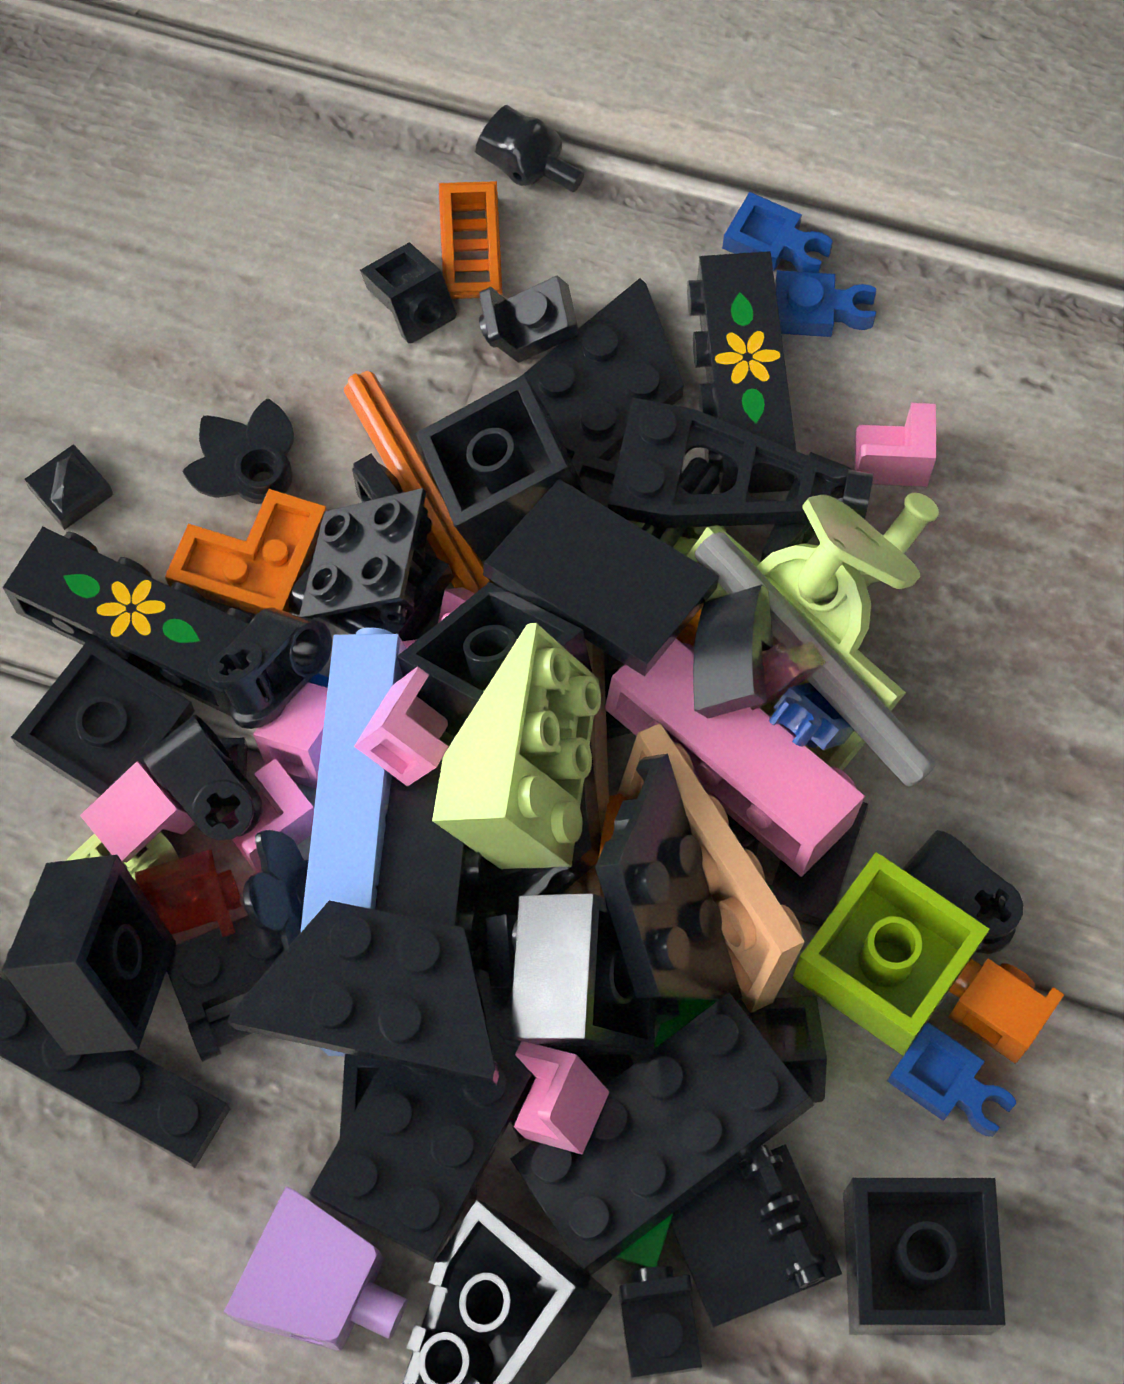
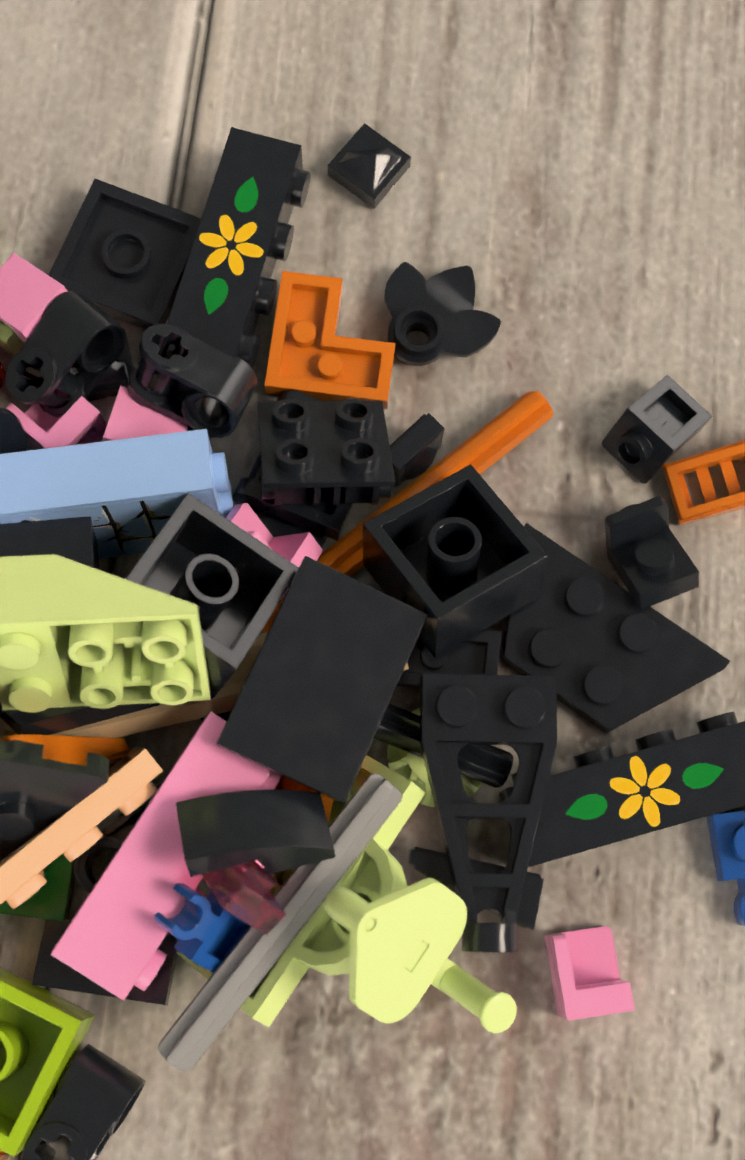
camera: 75 degrees right, 10 degrees up
(405, 731) = (100, 517): bright pink panel -> none

